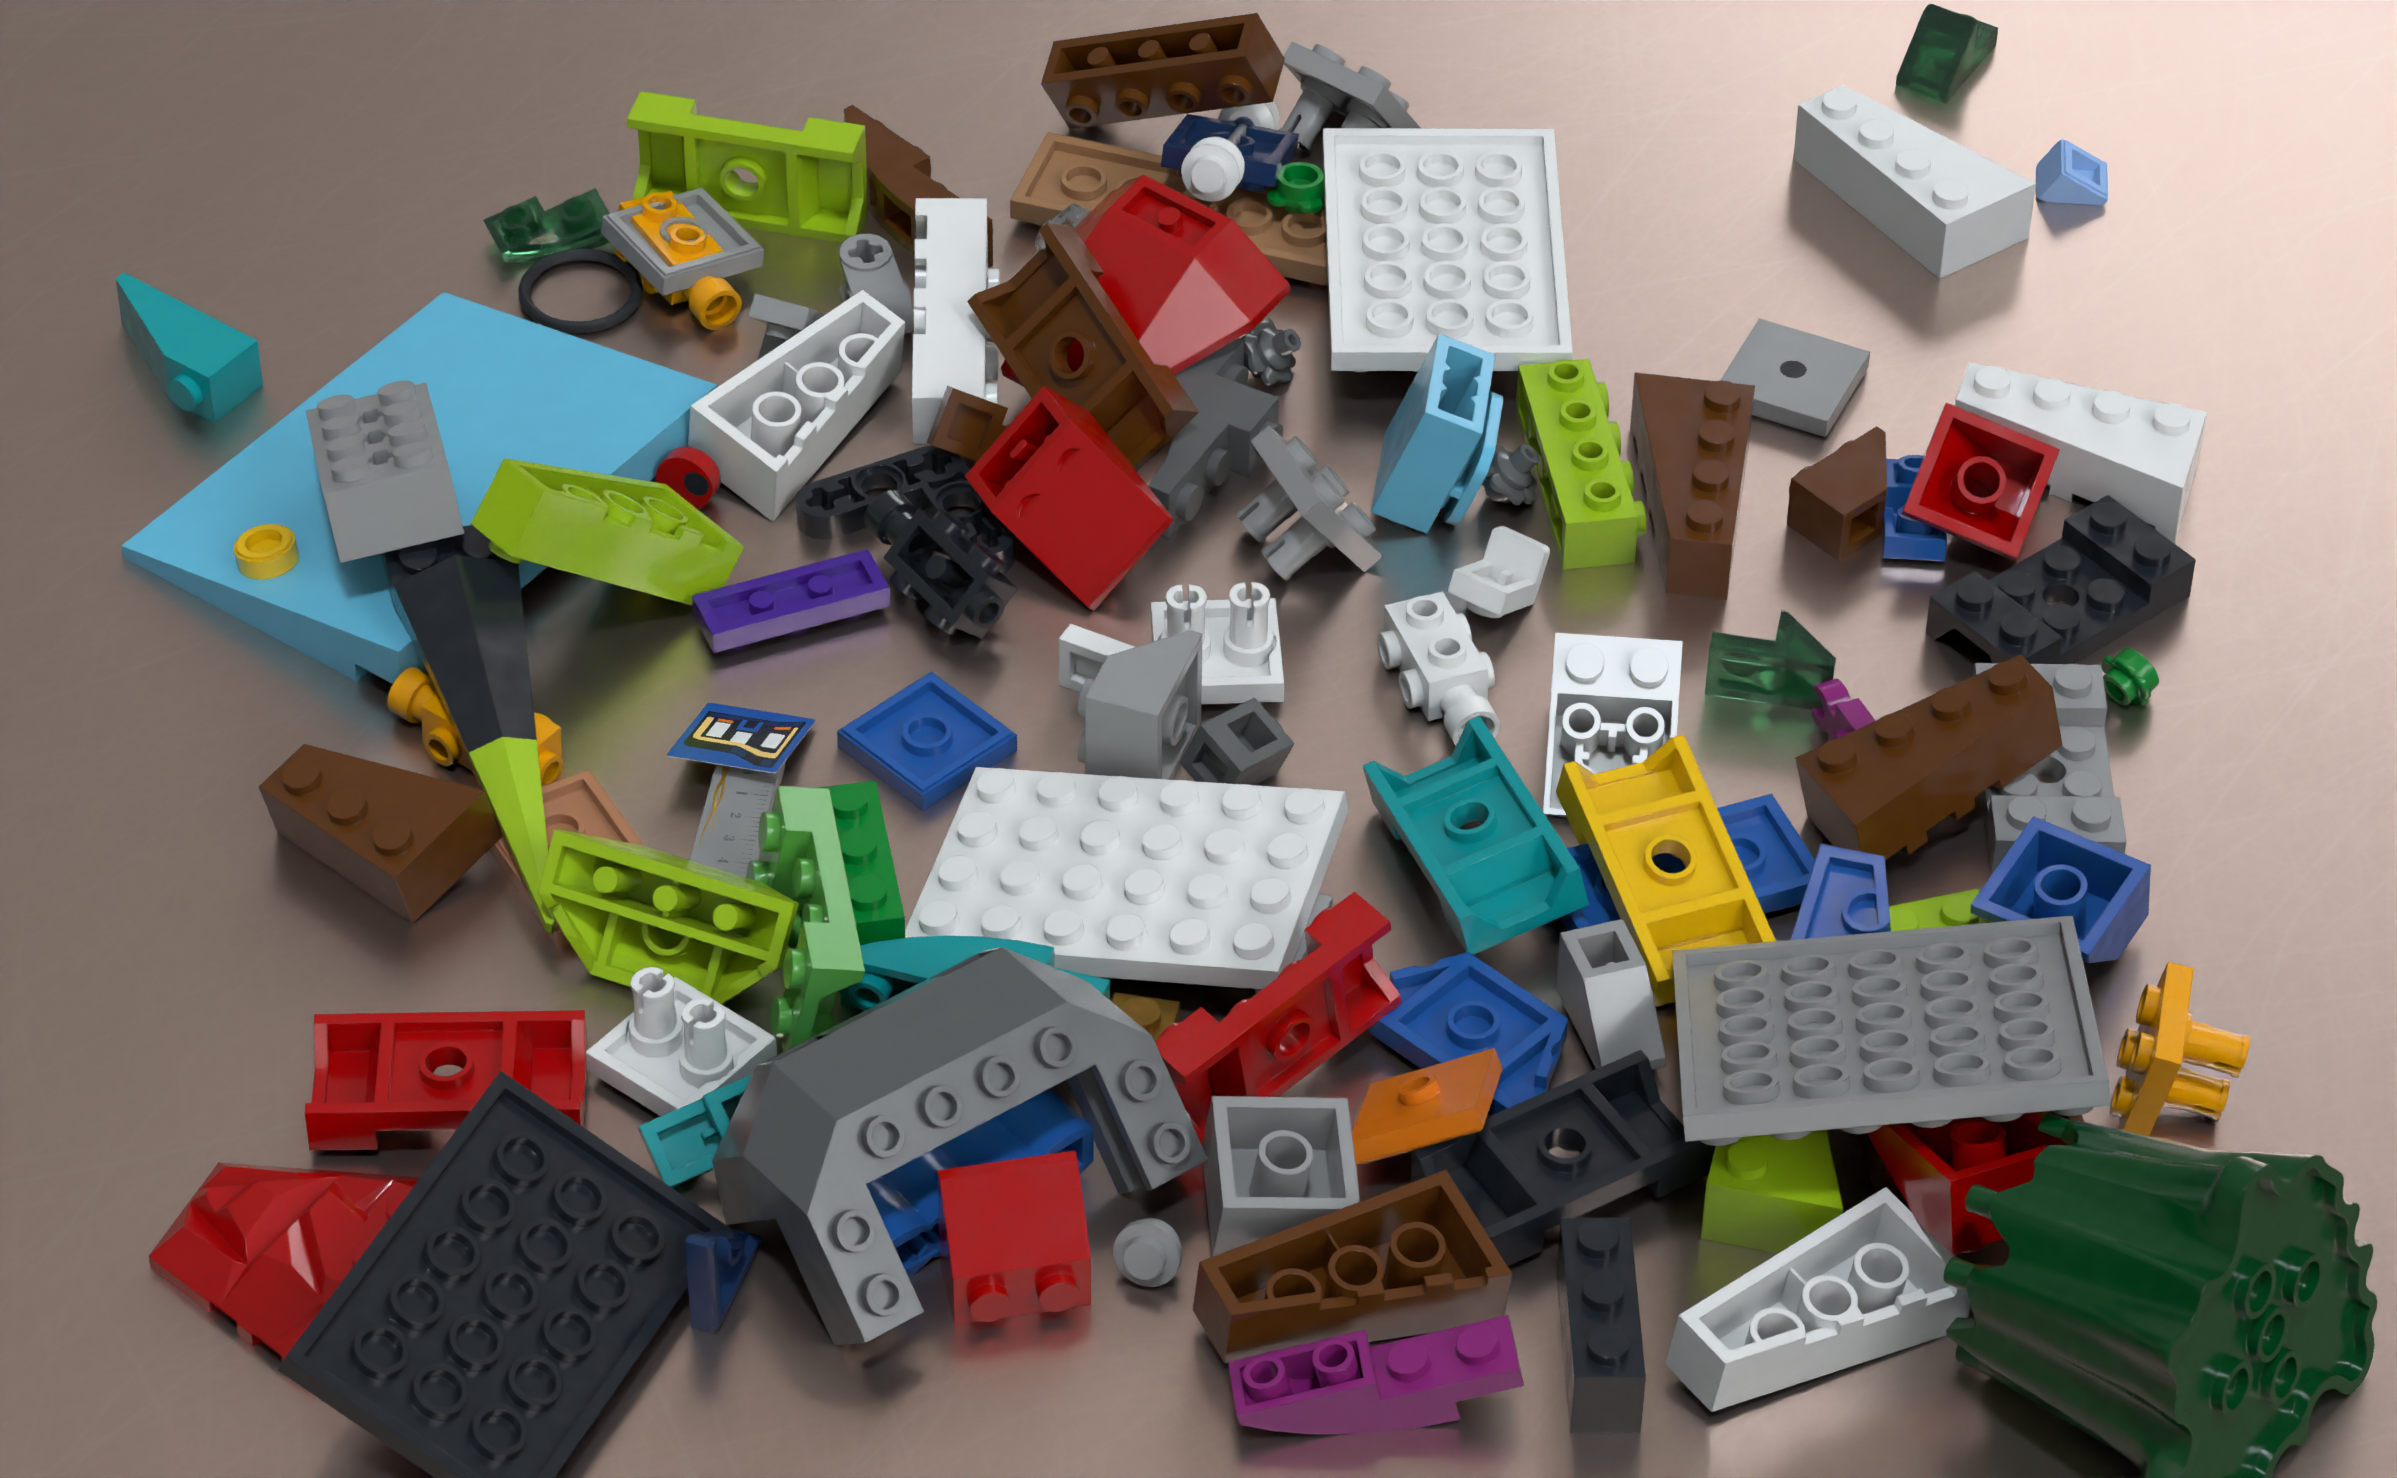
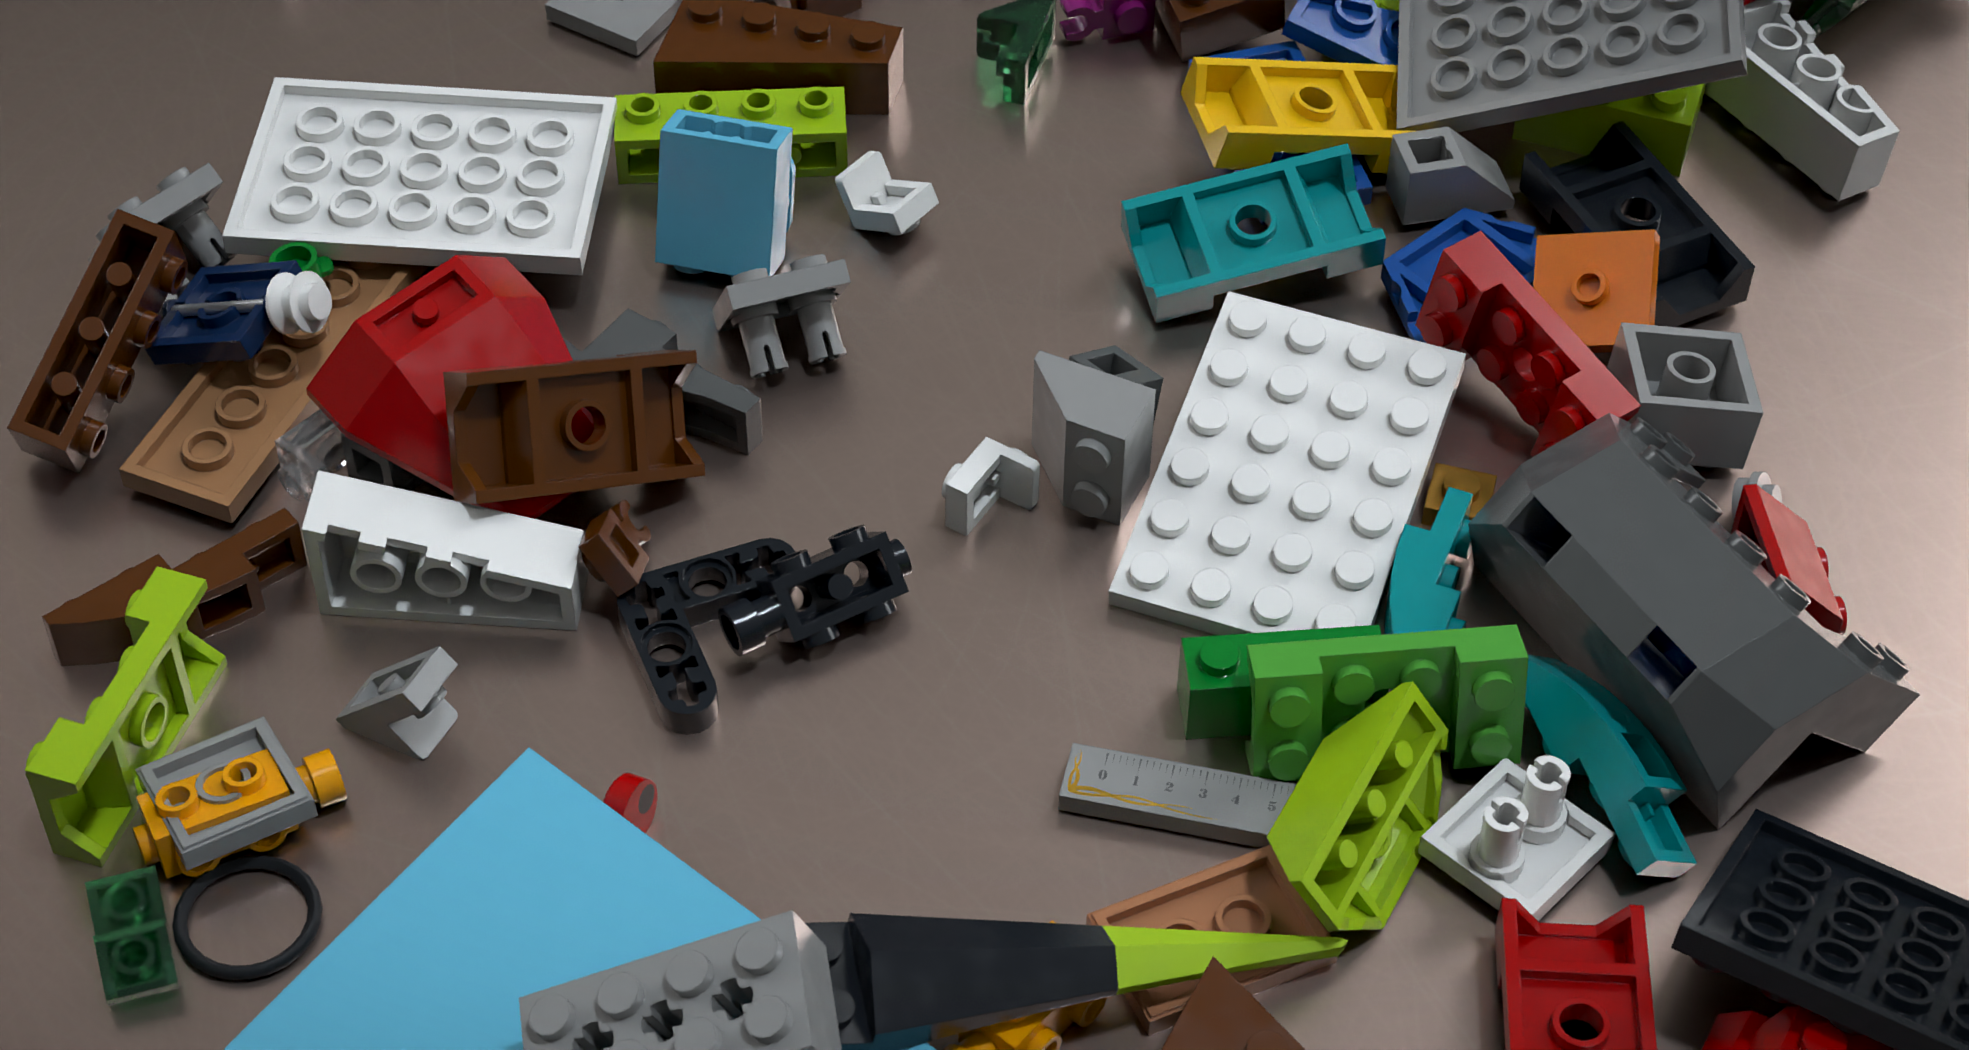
camera: 85 degrees left, 5 degrees up
(605, 529) = (788, 840): lime wedge -> none
(715, 1273) = (1826, 807): dark blue tile -> none
(741, 737) = (1050, 779): sticker -> none
(790, 600) = (841, 730): dark purple plate -> none
(798, 402) = (546, 689): white wedge -> none
(872, 268) = (353, 633): light grey piece -> none
(926, 740) = (1052, 636): blue tile -> none
(1070, 495) = (755, 470): red slope -> none
(1237, 641) = (955, 395): white plate -> none
(1360, 1388) = (1889, 361): magenta slope -> none
(1379, 1266) = (1799, 360): reddish brown wedge -> none
(1438, 662) = (995, 252): white brick -> none
(1600, 1325) = (1821, 222): black brick -> none
(1609, 704) = (1087, 145): white slope -> none

